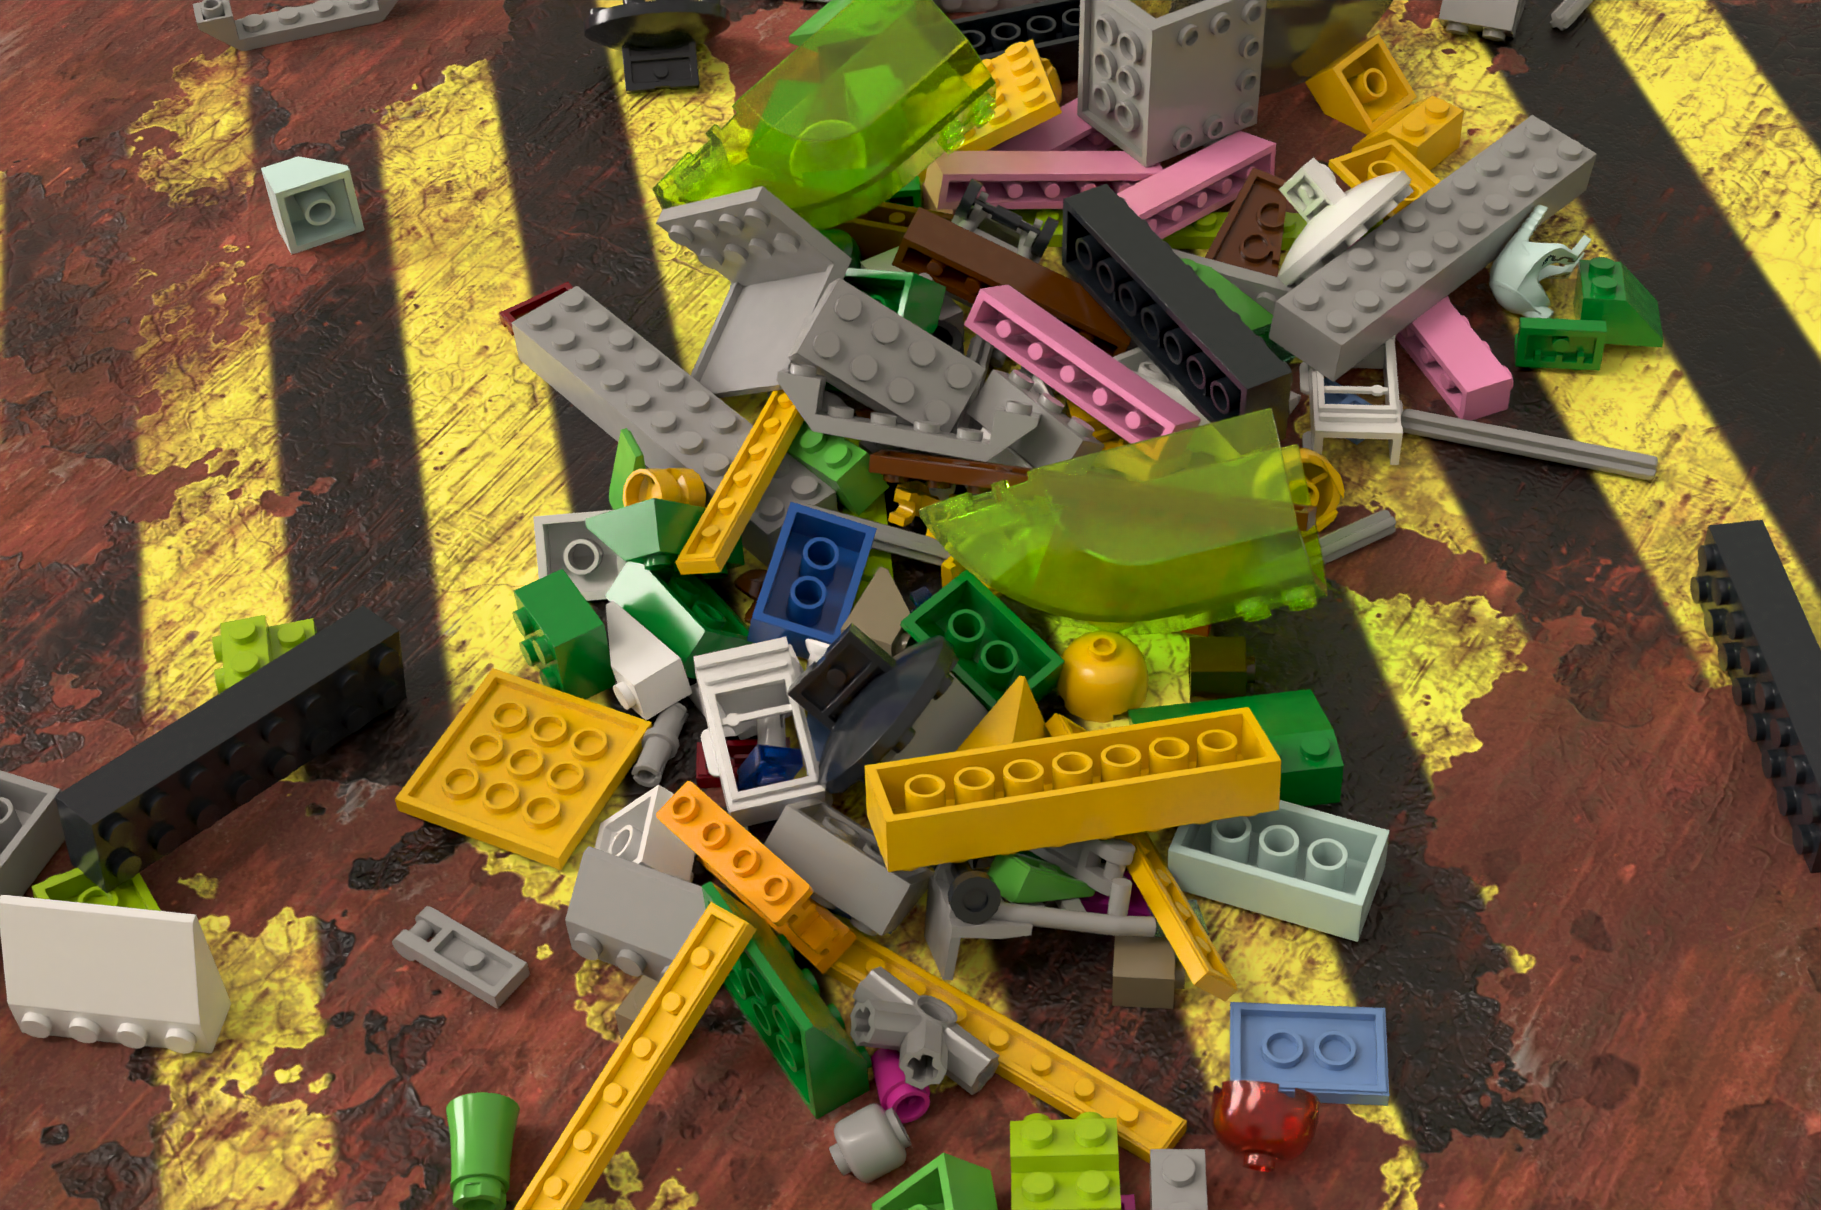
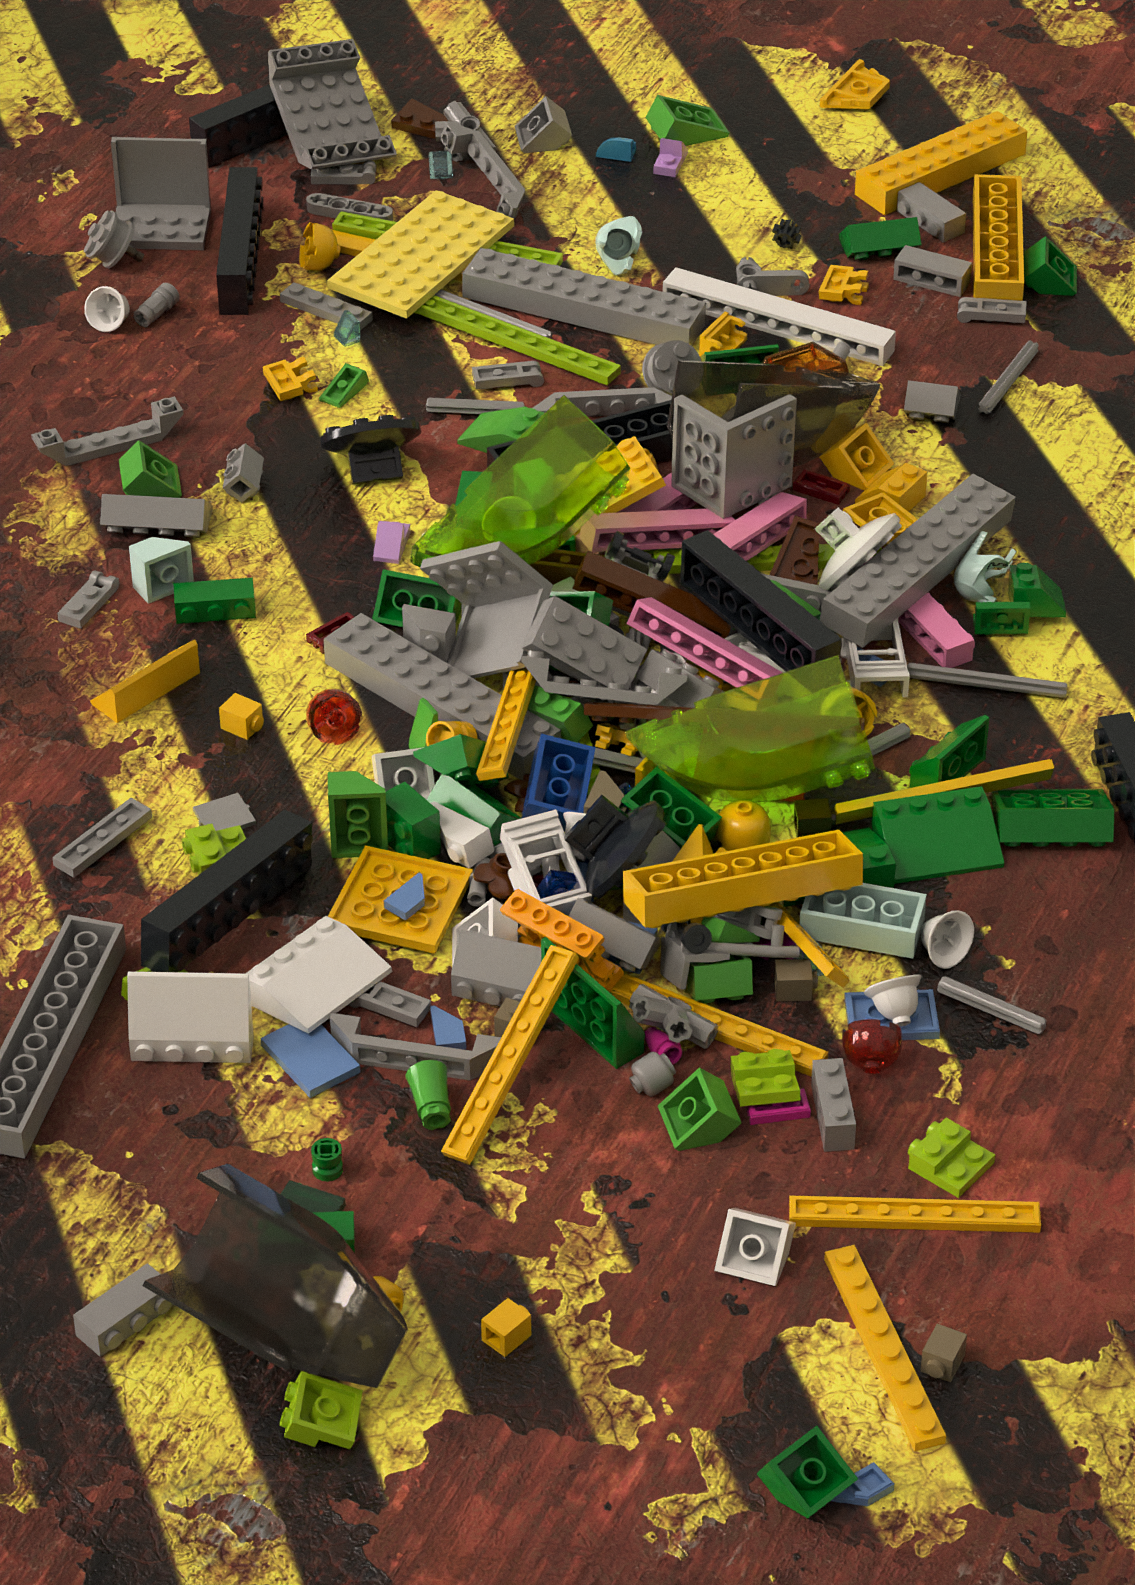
camera: 10 degrees left, 5 degrees down
(98, 625) = (102, 837): none -> light grey plate
(206, 244) = (88, 599): none -> light grey plate
(248, 376) = (149, 683): none -> yellow slope
(300, 596) = (225, 813): none -> light grey piece
(308, 1051) = (310, 1059): none -> medium blue tile
(333, 123) = (156, 514): none -> light grey slope
(344, 68) = (148, 473): none -> bright green slope
(347, 902) = (315, 975): none -> white slope
(365, 437) = (241, 716): none -> yellow brick
(379, 255) = (214, 600): none -> green brick
(468, 1070) = (404, 1054): none -> light grey slope
(471, 70) = (243, 473): none -> light grey brick
(473, 618) = (356, 814): none -> bright green slope
(498, 447) = (333, 716): none -> clear red cylinder
(532, 769) = (407, 898): none -> medium blue tile
(545, 1021) = (447, 1029): none -> medium blue tile
(648, 171) = (390, 541): none -> lavender slope
(663, 276) = (412, 590): none -> green slope
(672, 320) = (429, 629): none -> light grey slope
(682, 739) = (495, 875): none -> reddish brown plate
(1018, 965) = (720, 979): none -> bright green slope
(1303, 126) = (821, 487): none -> dark red tile
(1316, 1034) = (896, 998): none -> white hat
(1419, 913) = (948, 938): none -> white hat
(1424, 712) = (939, 834): none -> green slope
(1440, 635) = (990, 782): none -> yellow tile
(1456, 577) = (954, 755): none -> green slope
(1488, 1048) = (992, 1005): none -> light grey axle
(1620, 690) = (1053, 816): none -> green slope

